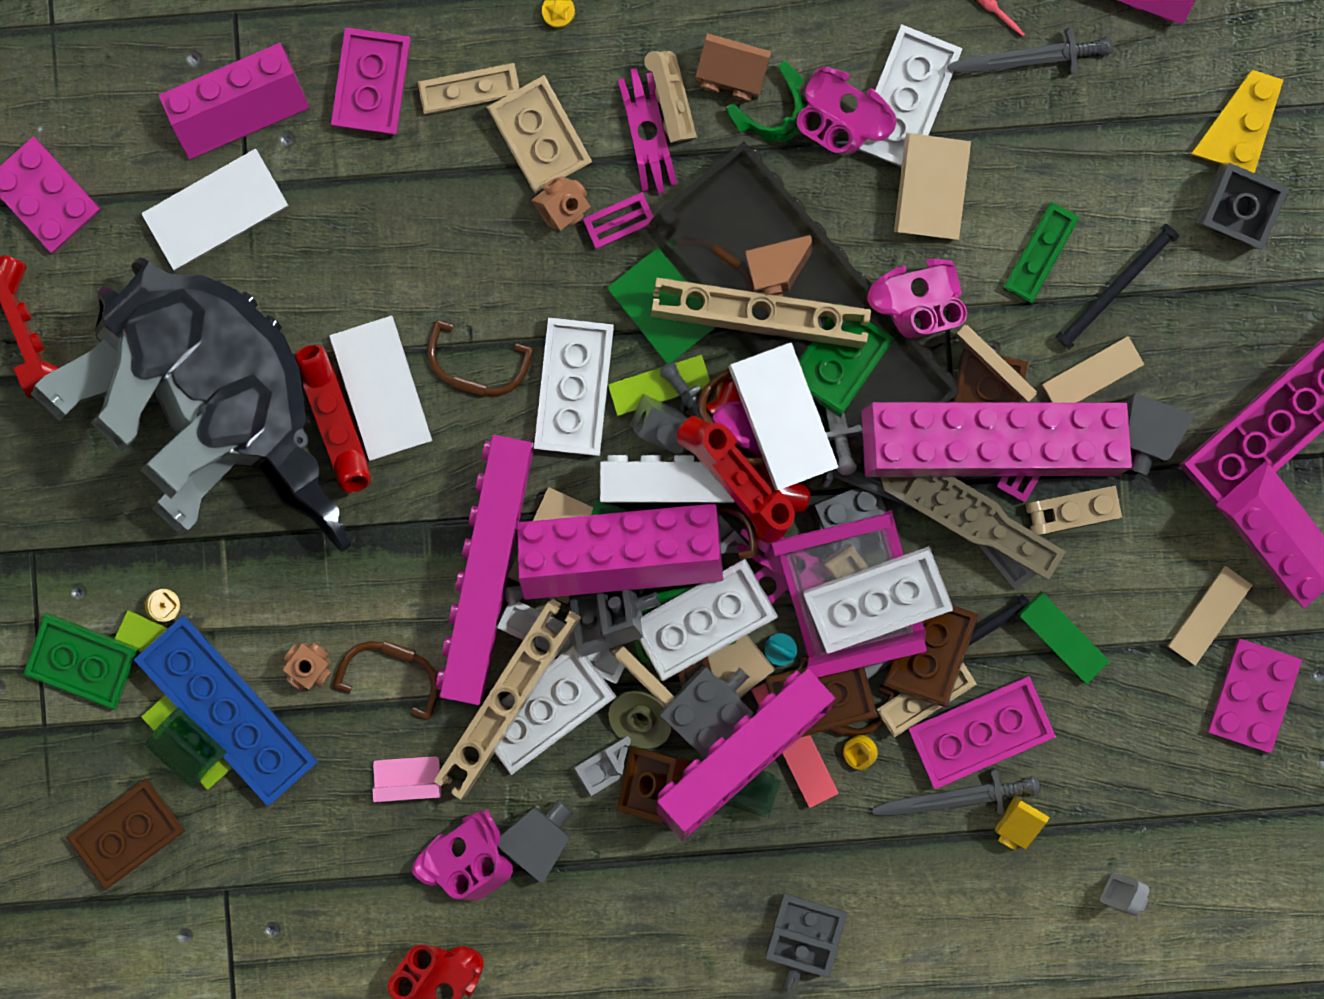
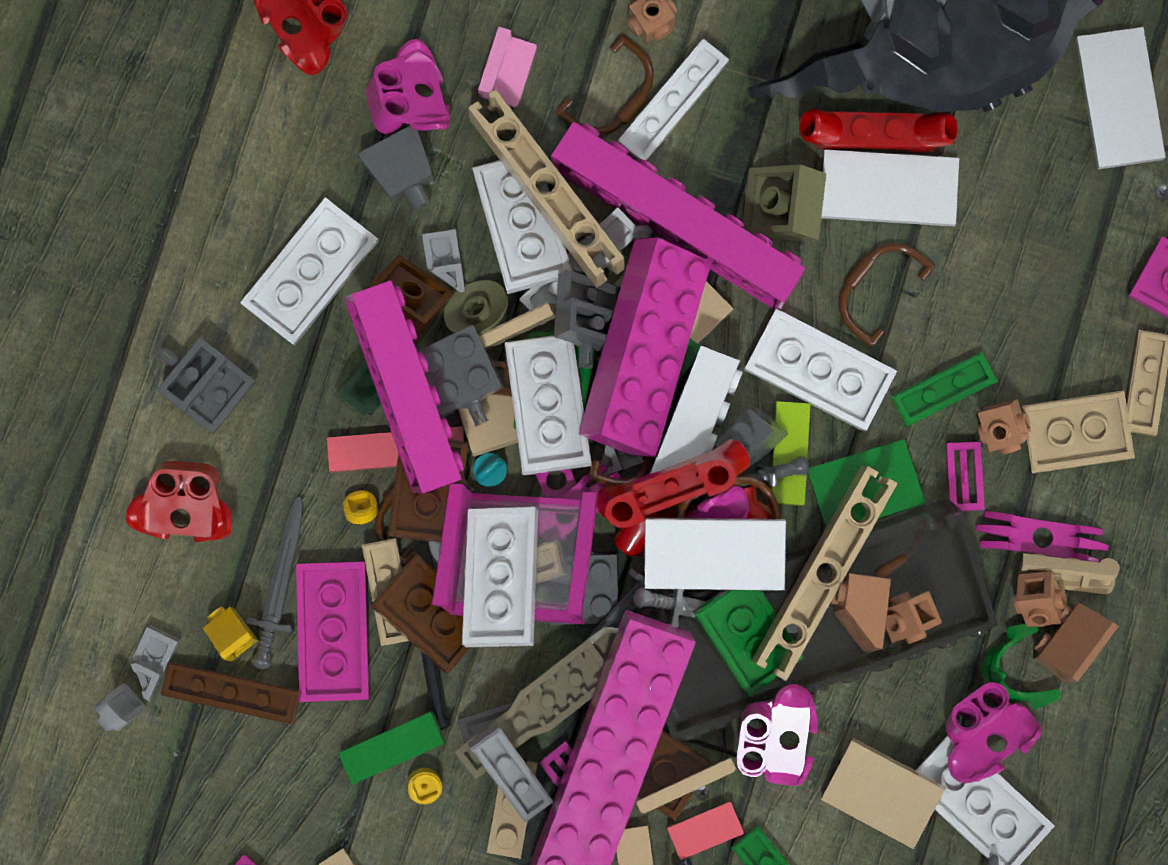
camera: 110 degrees right, 5 degrees down
(378, 615) = (673, 101): none -> white plate
(433, 478) = (784, 202): none -> olive slope
(547, 269) = (943, 389): none -> green tile
(665, 884) = (309, 271): none -> white plate
(706, 112) = (1039, 599): none -> nougat brick
(767, 221) = (906, 622): none -> nougat brick
(936, 937) = (152, 511): none -> red piece
(1026, 331) = (705, 830): none -> coral tile
(1047, 523) = (510, 772): none -> light grey tile
(1067, 883) = (152, 658): none -> light grey slope
(1071, 801) = (231, 693): none -> reddish brown tile
(1085, 596) = (424, 785): none -> yellow tile

